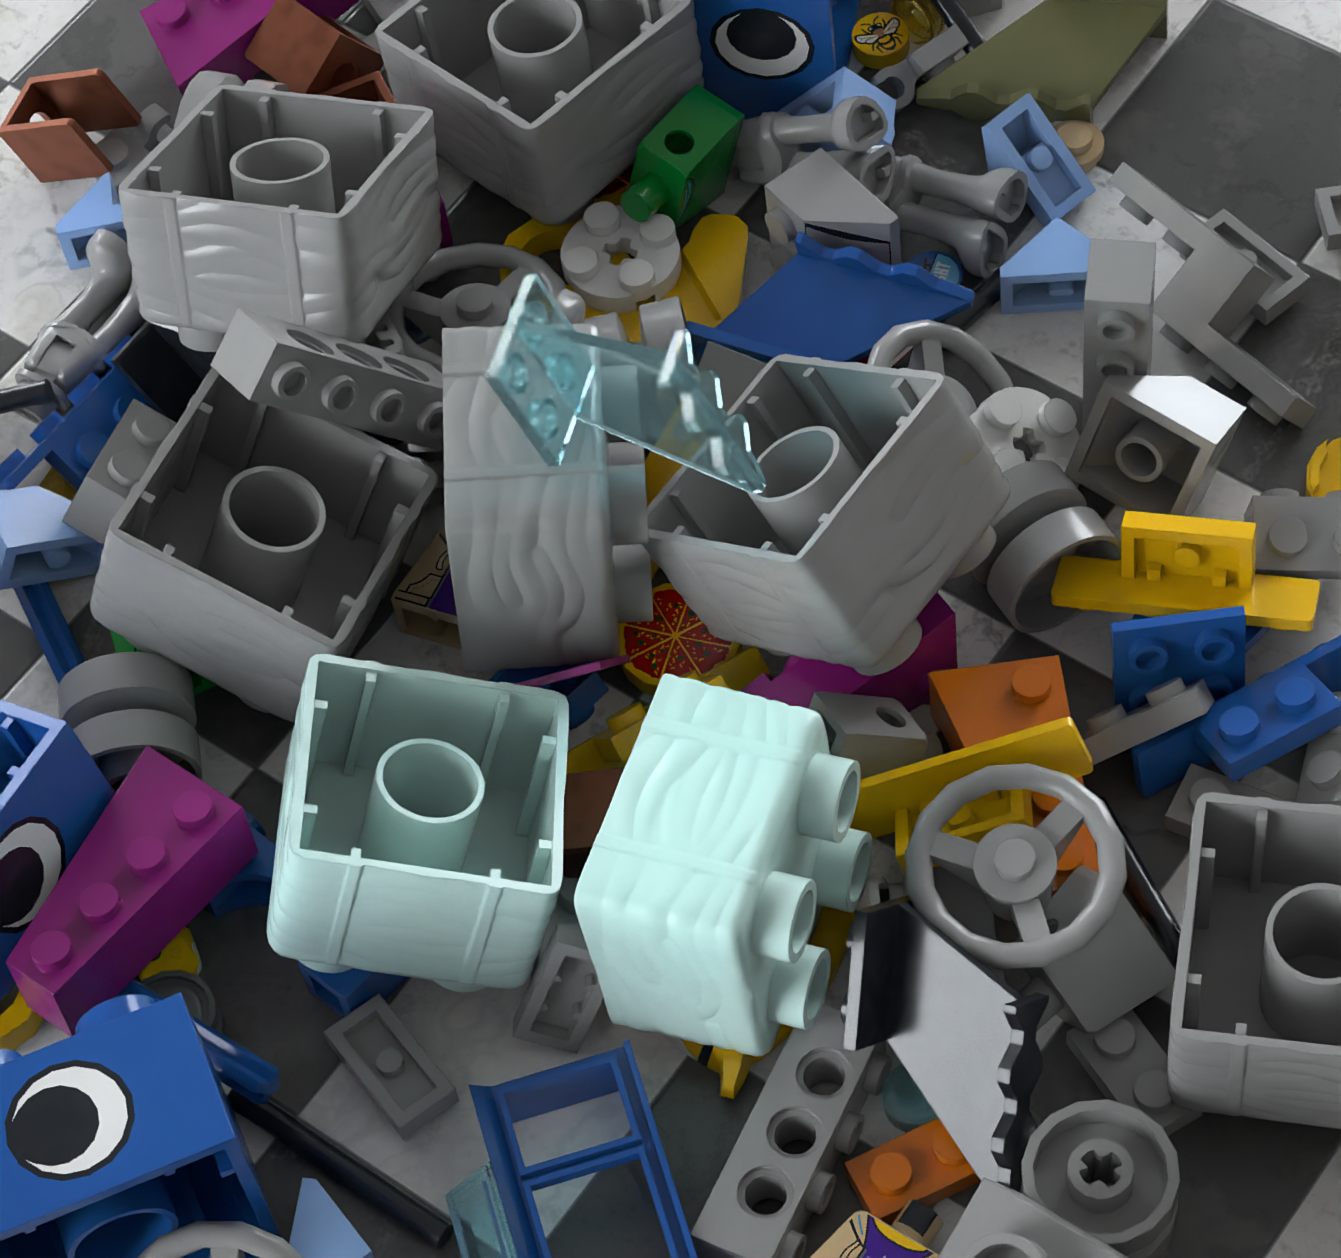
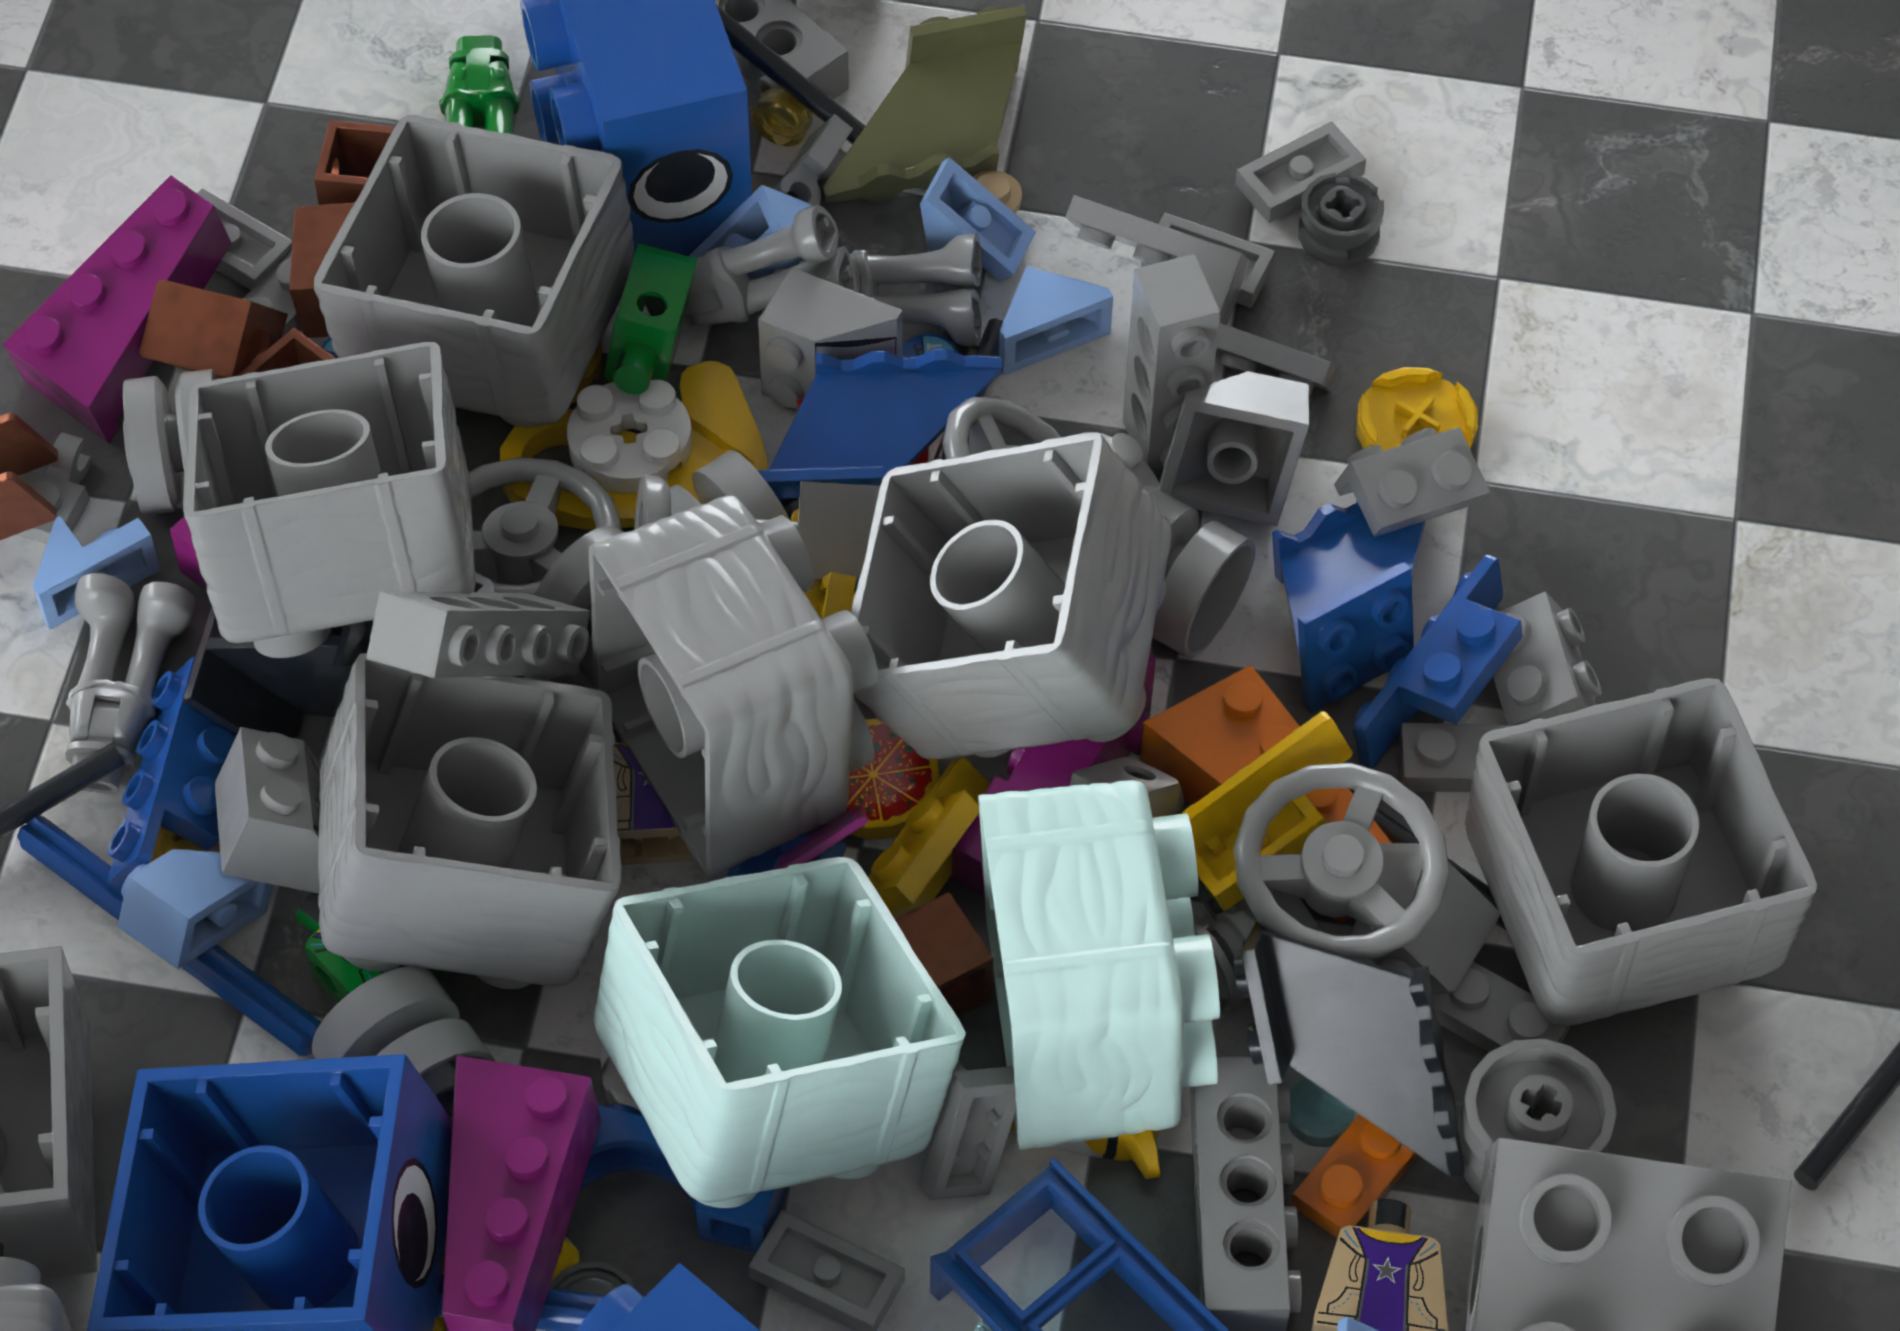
camera: 35 degrees left, 0 degrees up
(634, 391) = (817, 543): clear light blue piece -> none
(880, 40) = (765, 152): yellow tile -> none
(1168, 708) = (1369, 681): light grey plate -> none
(1184, 568) = (1326, 549): yellow bracket -> none

